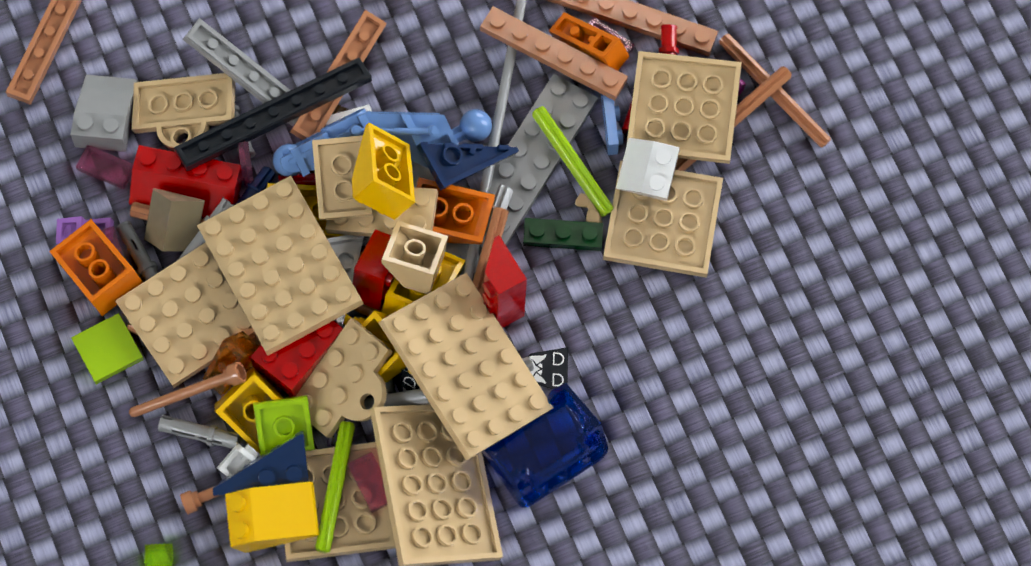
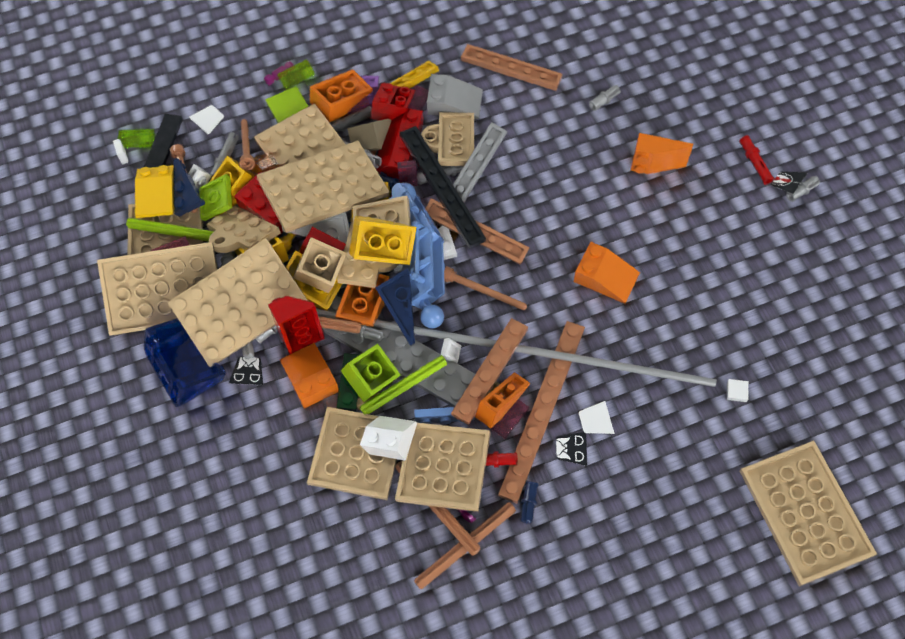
camera: 95 degrees right, 5 degrees down
(42, 366) = (270, 79): none -> magenta axle
(49, 339) = (296, 74): none -> clear neon green tile
(63, 169) = (416, 75): none -> yellow tile
(118, 189) = (391, 101): none -> red slope
(121, 470) = (207, 118): none -> white sticker
(172, 529) = (164, 140): none -> black tile
(426, 67) = (451, 275): none -> nougat piece
(519, 107) = (451, 350): none -> white tile
(559, 198) = (370, 372): none -> lime brick
(559, 283) = (309, 375): none -> orange slope
(718, 18) = (529, 502): none -> dark blue axle

